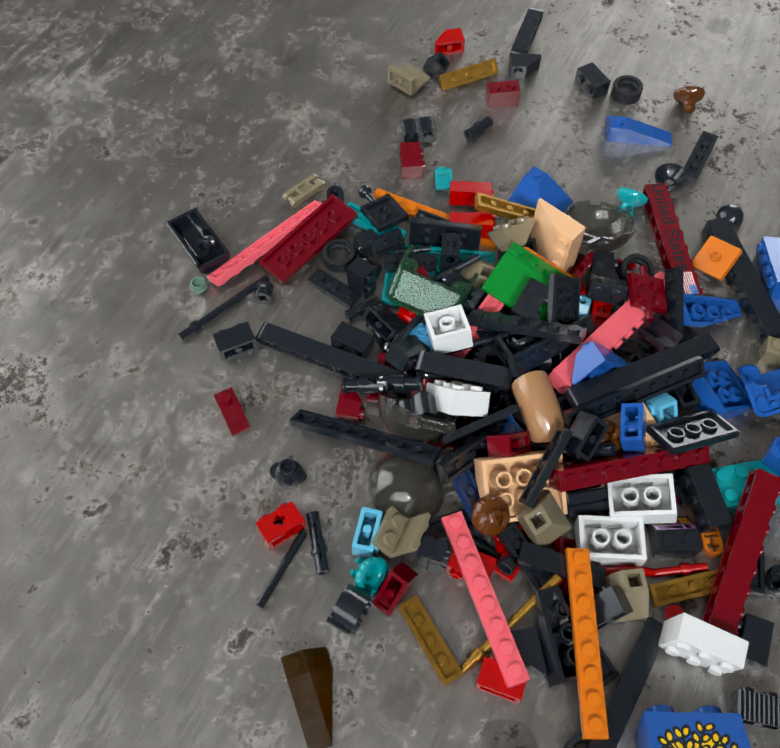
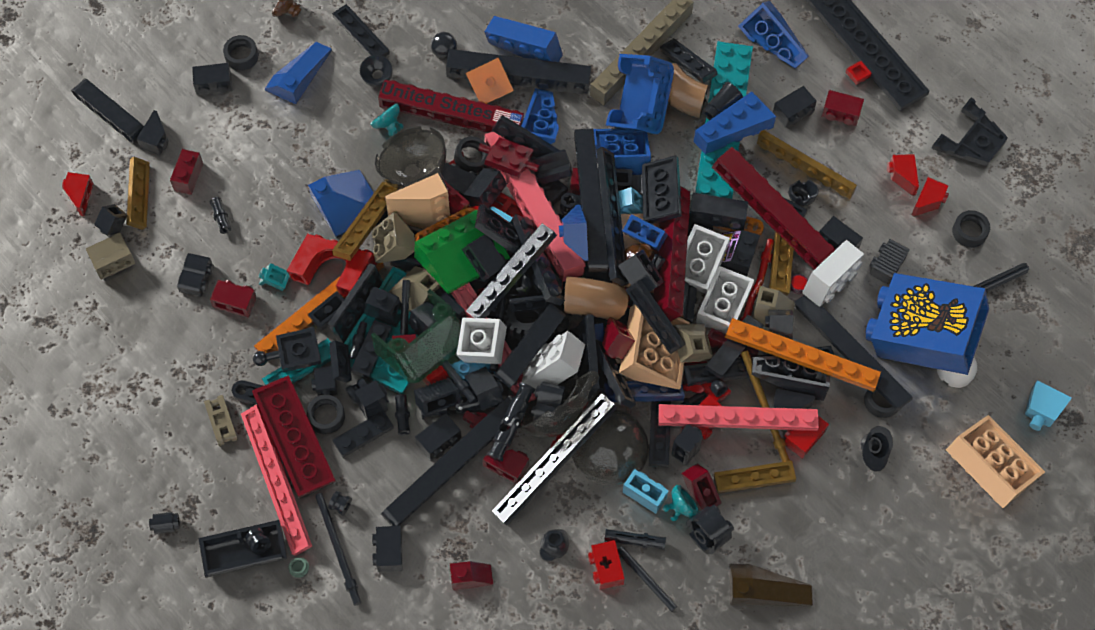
camera: 70 degrees left, 5 degrees up
(205, 186) = (164, 522): none -> black brick
(399, 534) = (663, 459): dark tan bracket -> none
(490, 515) = (676, 379): reddish brown hair -> none

